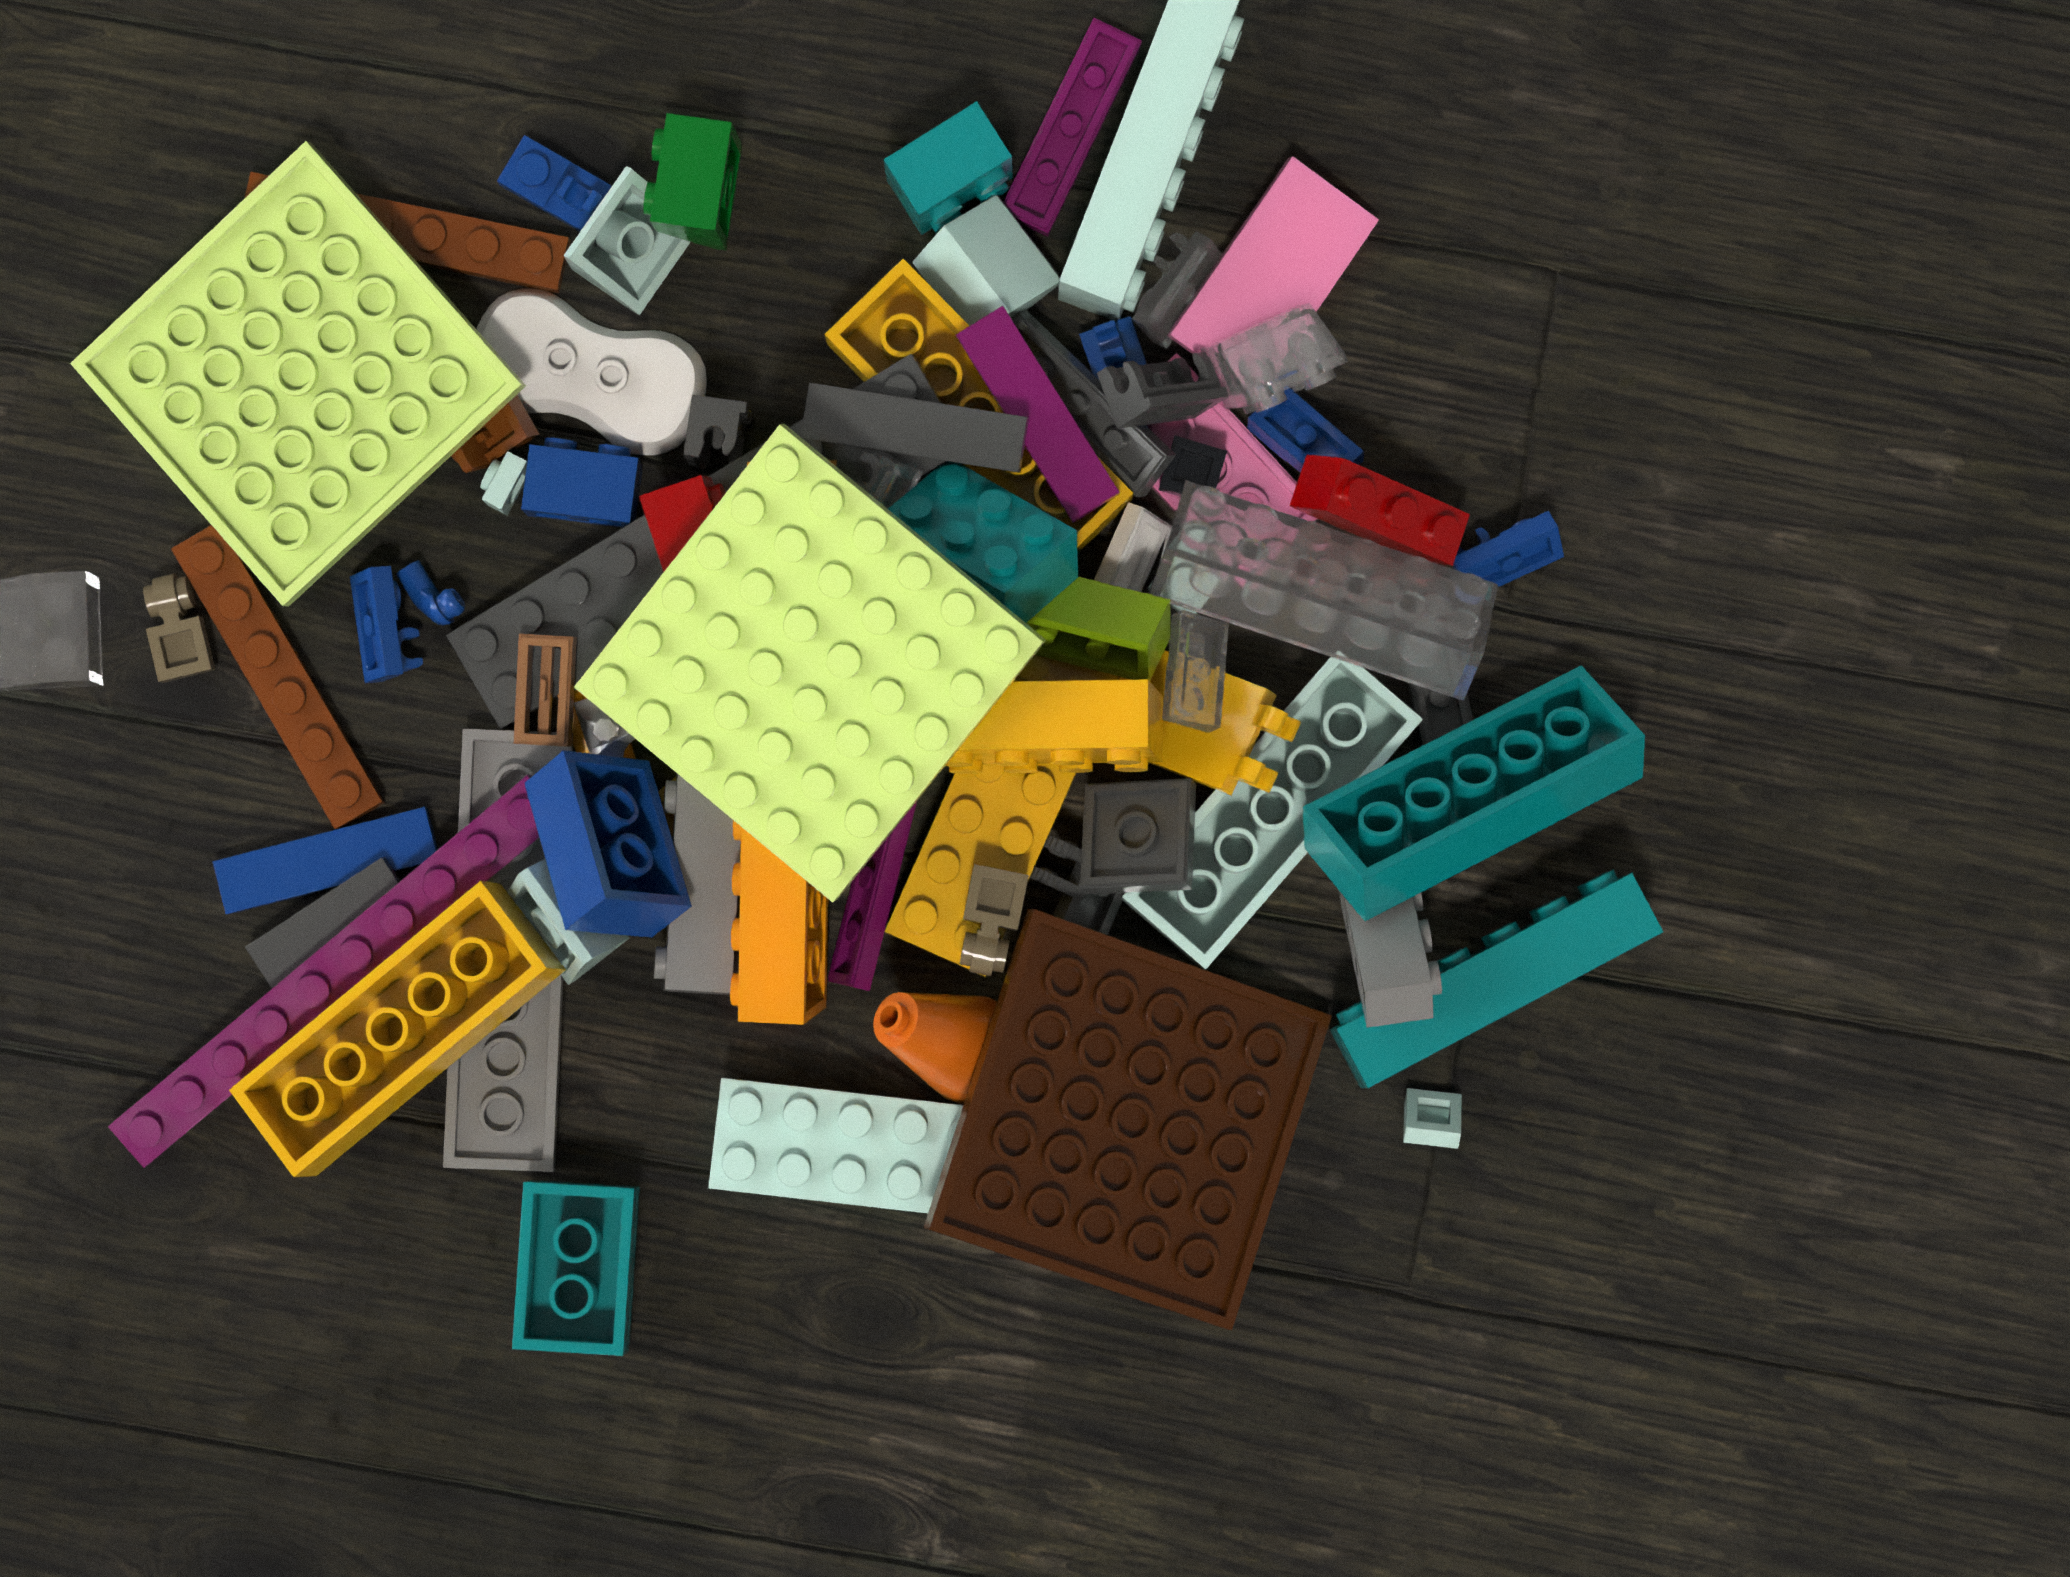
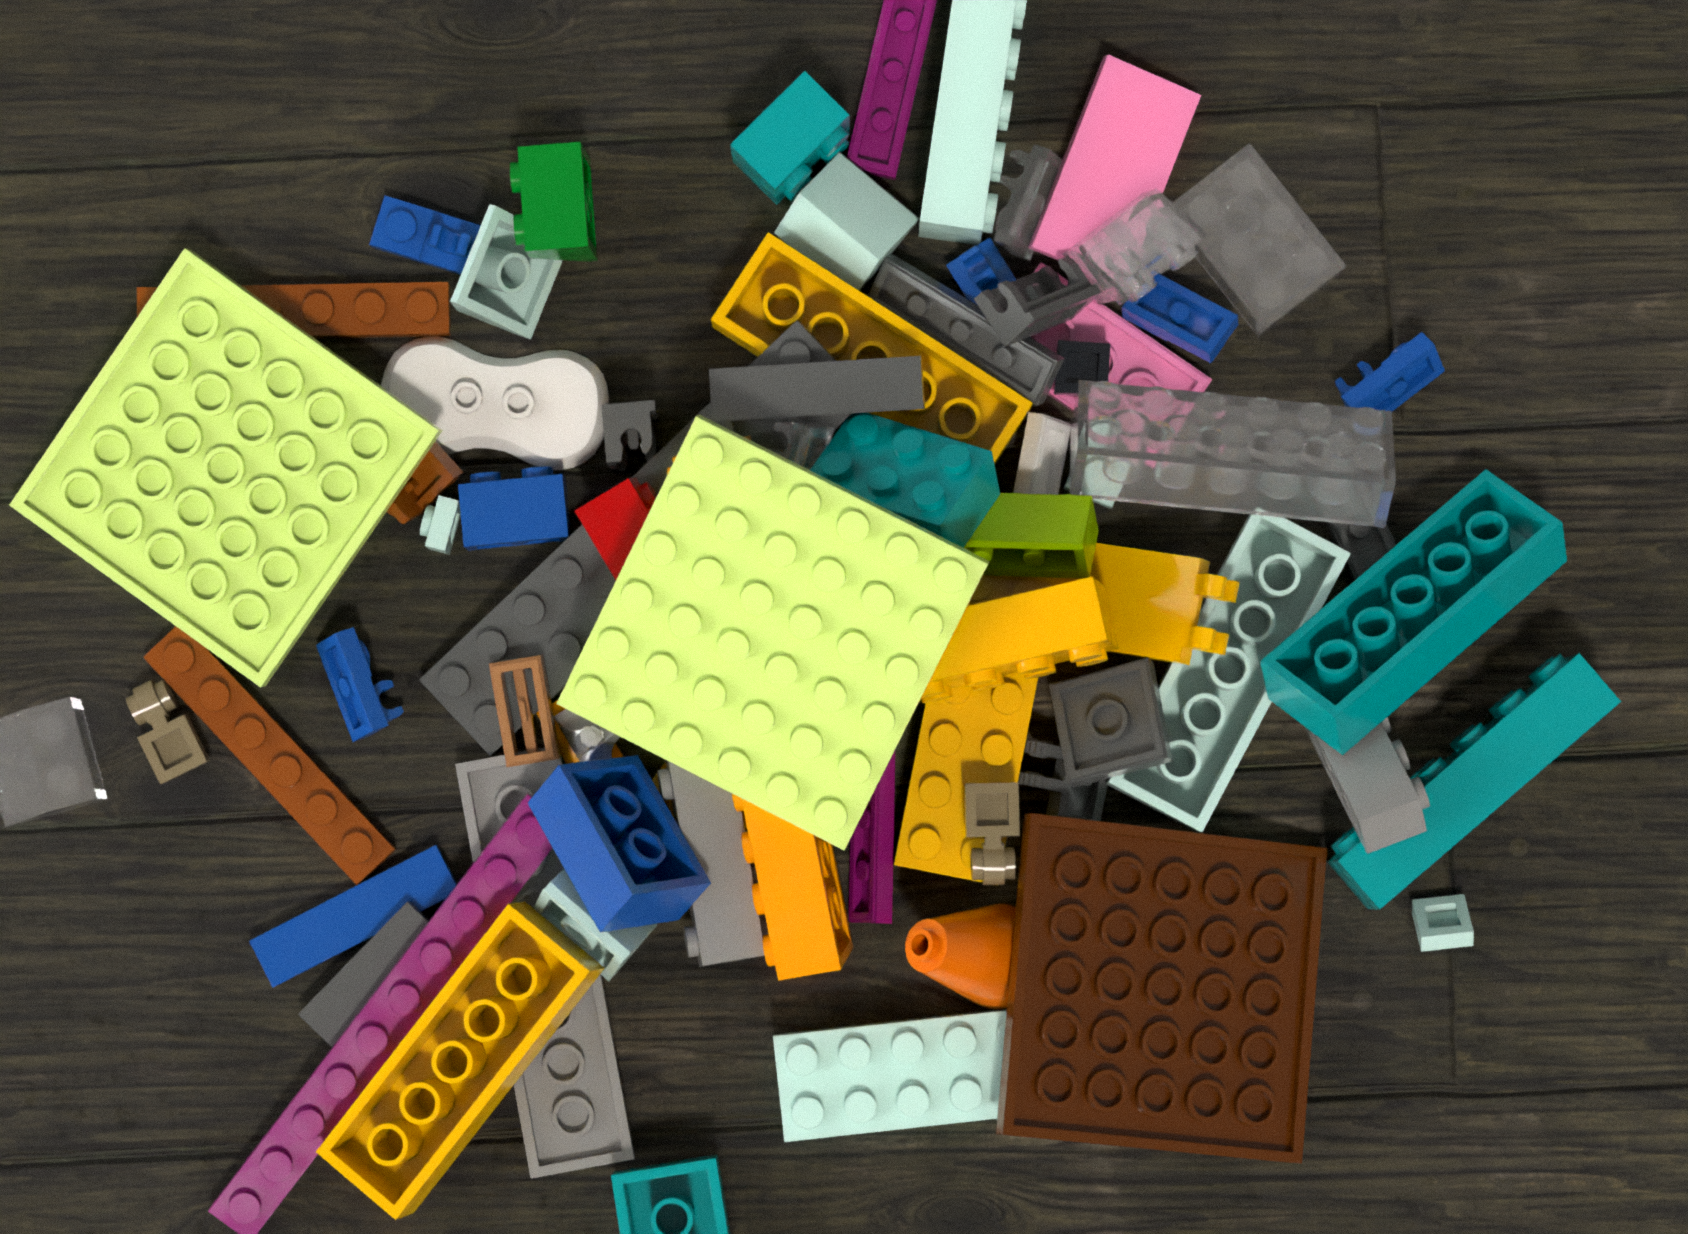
camera: 10 degrees left, 0 degrees up
(426, 597) = (393, 649): blue arm -> none
(1052, 433) = (911, 331): magenta tile -> none
(1195, 671) = (1130, 557): clear plate -> none
(1379, 509) = (1265, 366): red brick -> none
(1402, 380) = (1258, 241): none -> clear brick

